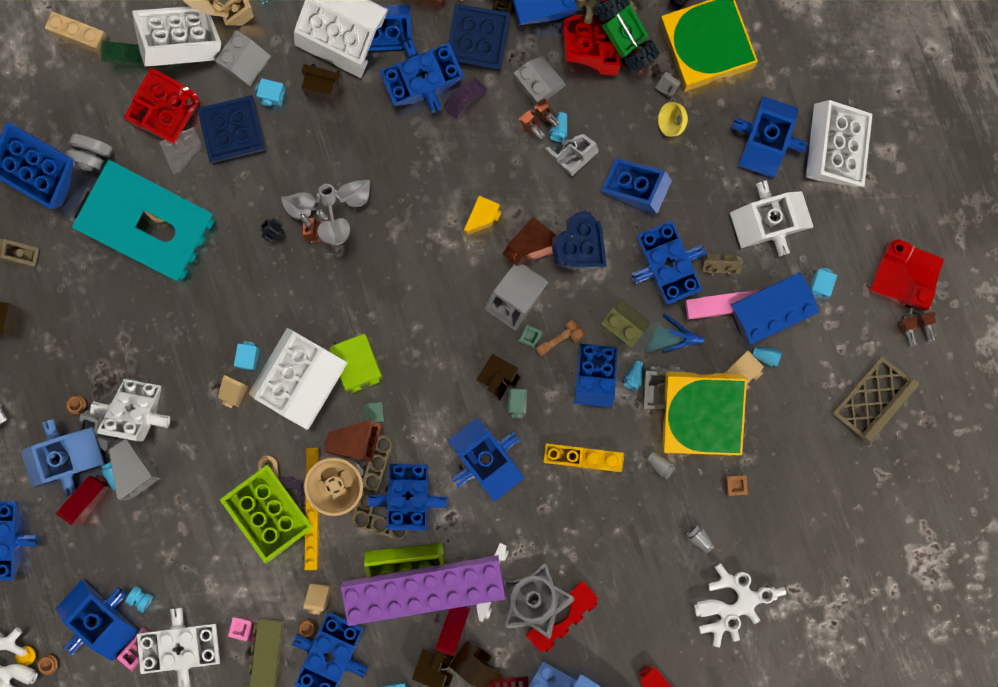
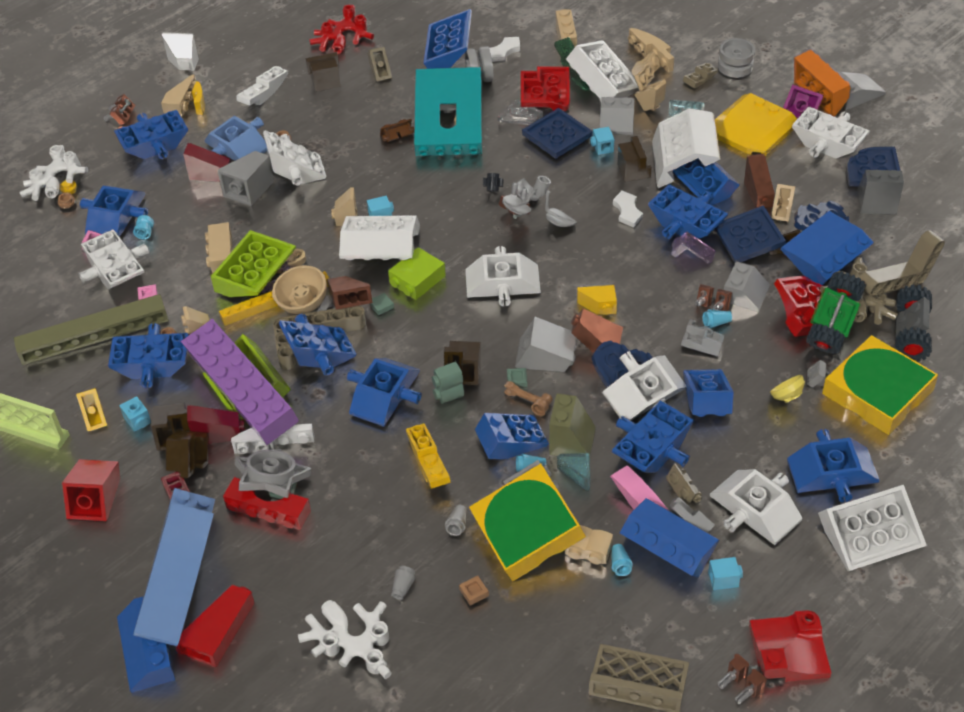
camera: 65 degrees right, 35 degrees down
(60, 102) = (508, 46): none -> white tile
(133, 292) = (389, 131): none -> reddish brown hinge
(213, 535) = (219, 244): none -> tan brick
(368, 121) = (626, 204): none -> white tile
(399, 305) = (502, 276): none -> white slope
(613, 237) = (643, 386): none -> white slope
(689, 338) = (594, 490): blue plant -> none
(758, 278) = (694, 517): none -> light grey slope

